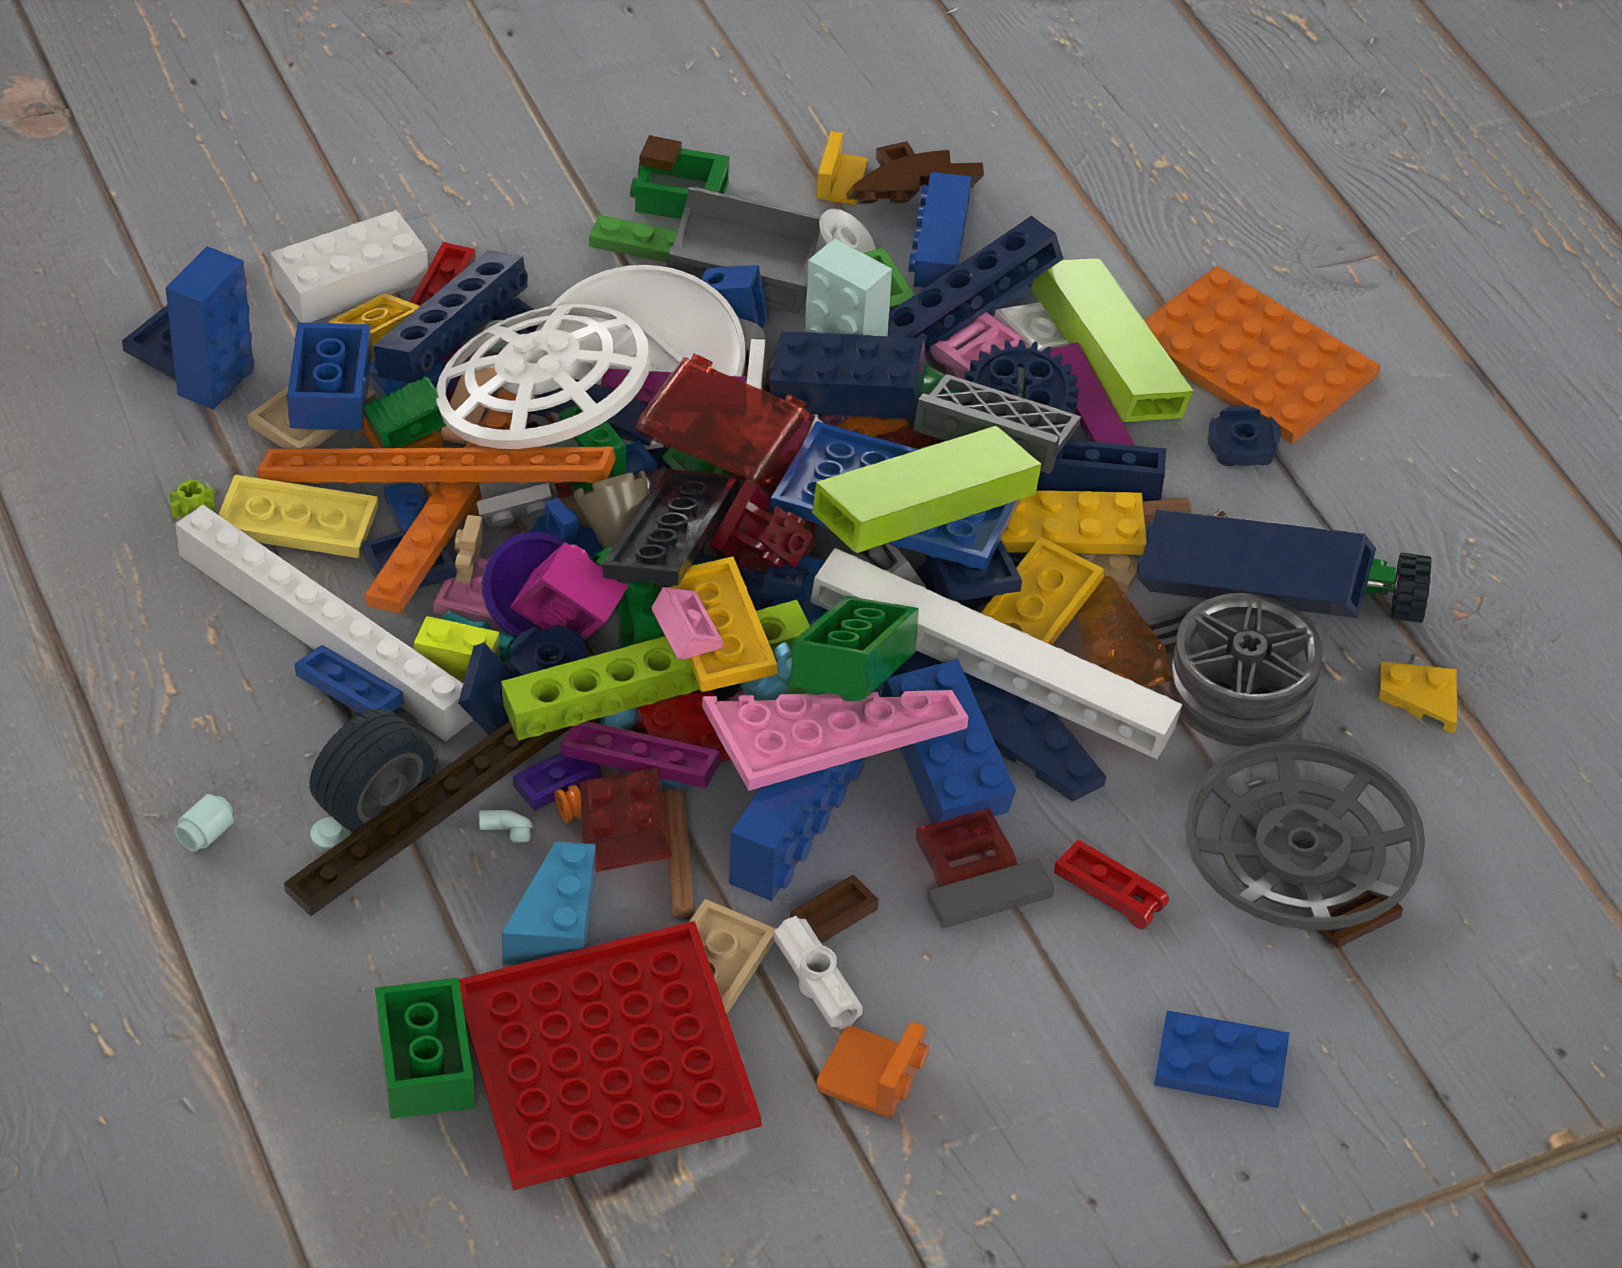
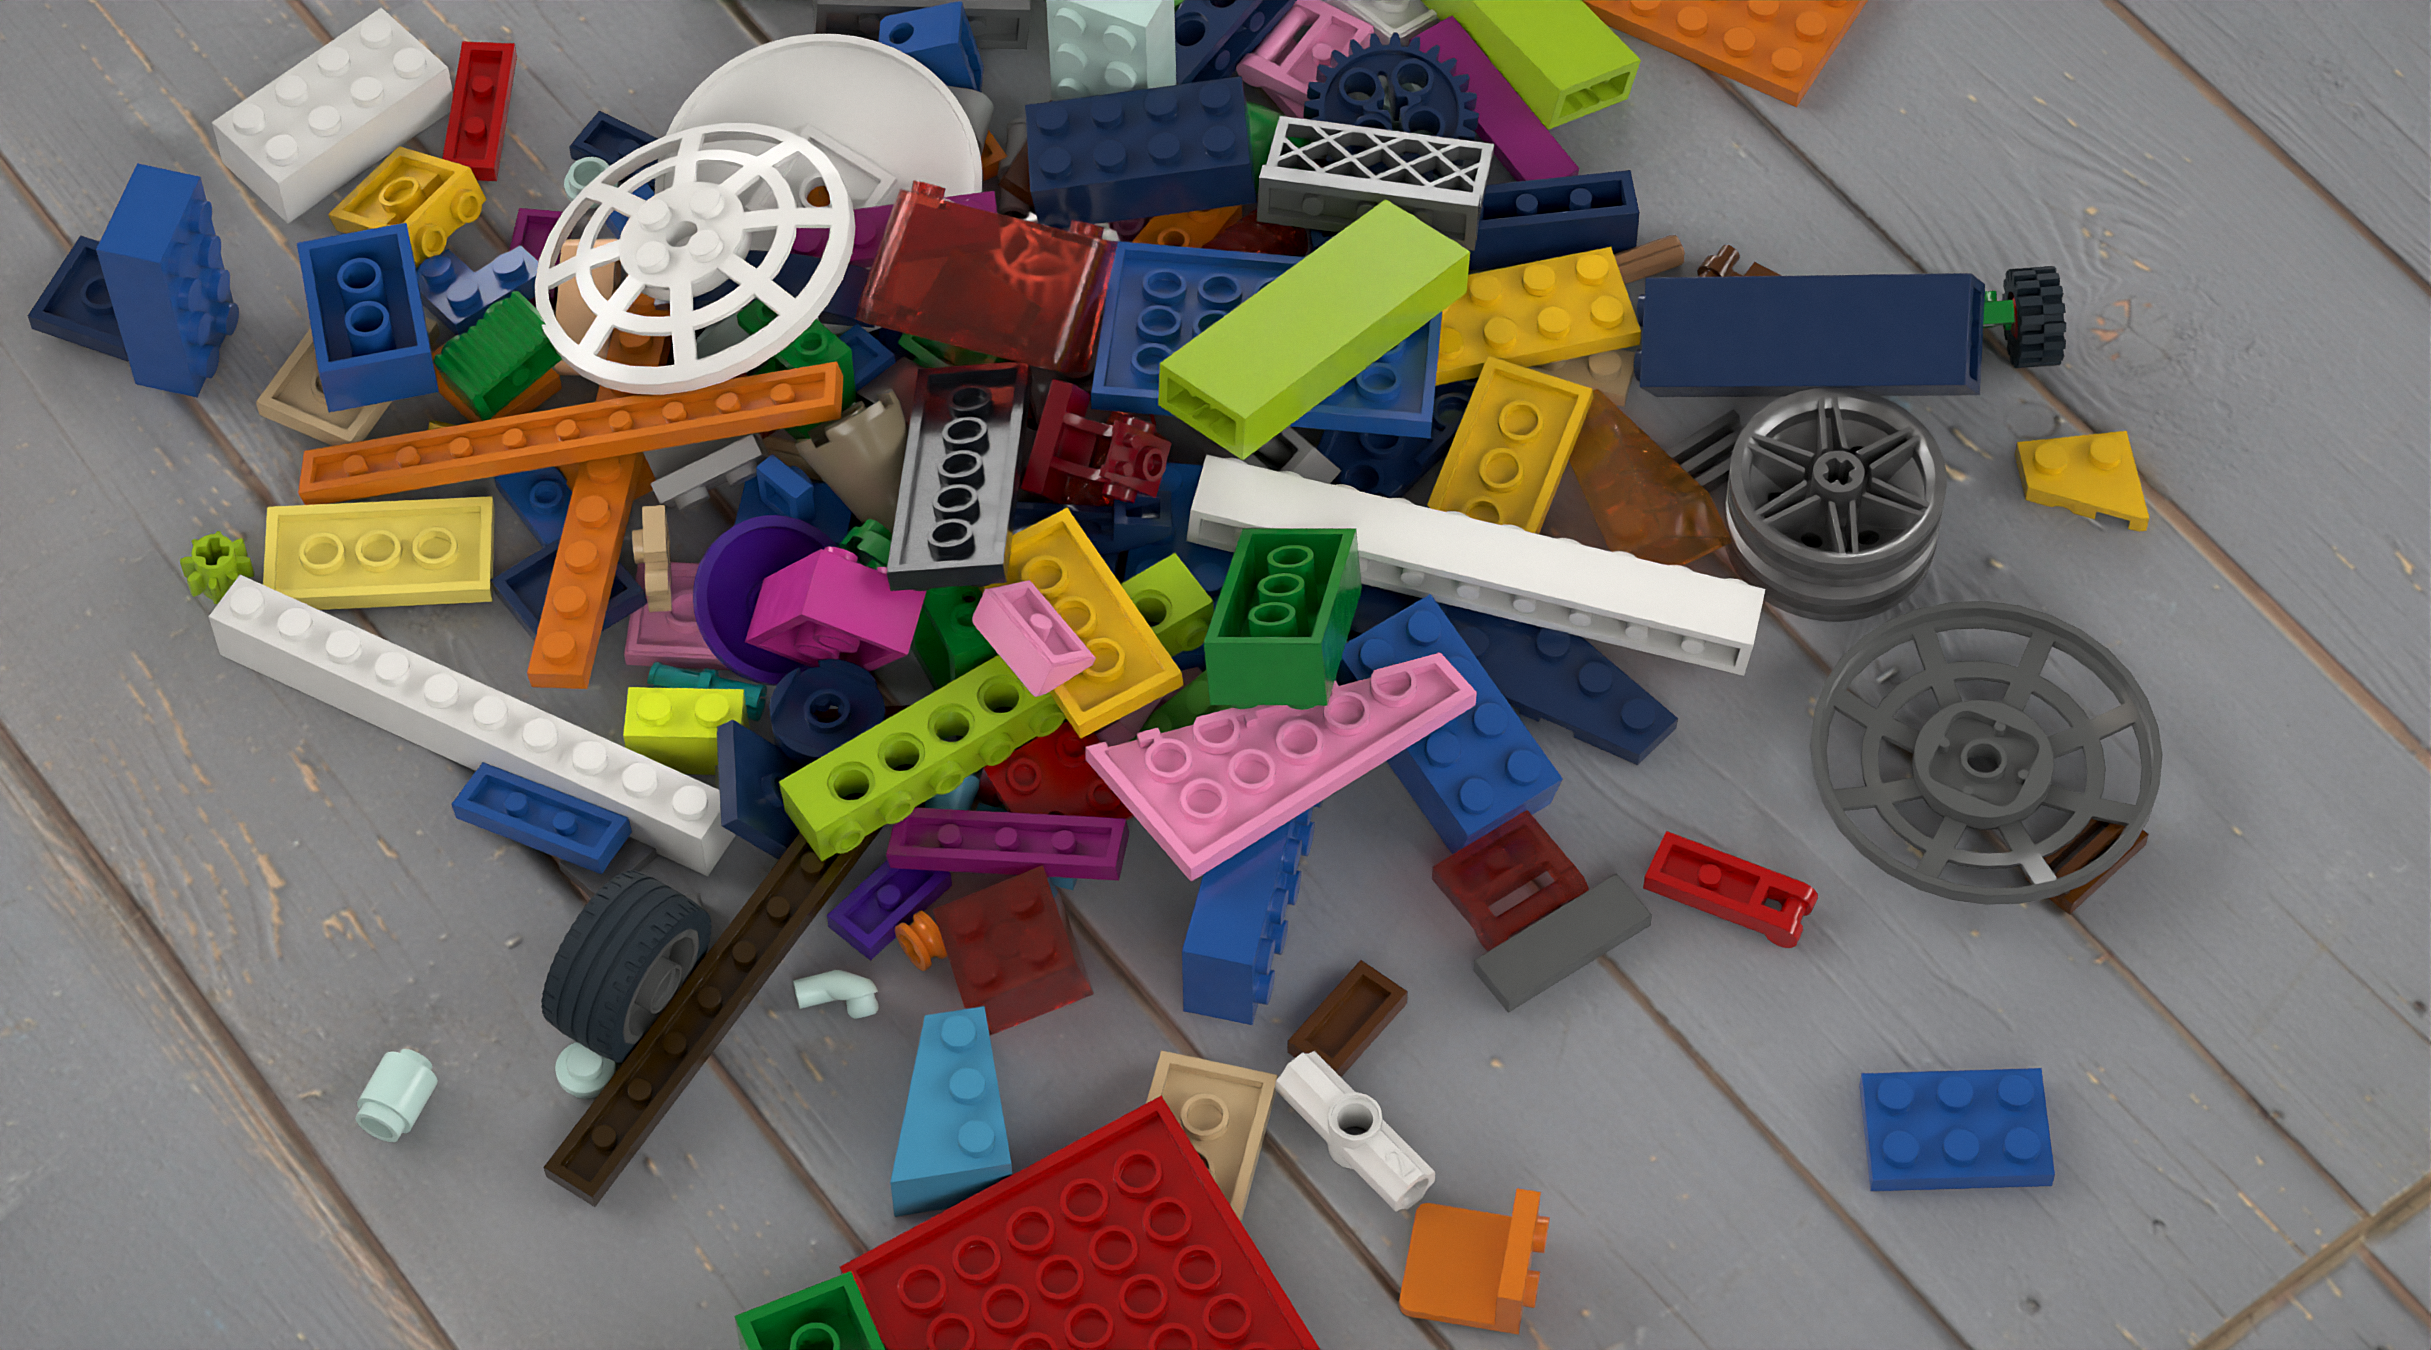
camera: 10 degrees left, 10 degrees up
(450, 316) = (516, 173): dark blue brick -> none
(680, 863) = (1107, 1001): medium nougat axle -> none
(757, 364) = (1002, 170): white tile -> none
(772, 686) = (1173, 708): medium azure plate -> none
(968, 583) = (1407, 460): dark blue plate -> none
(1231, 449) = (1722, 138): dark blue plate -> none

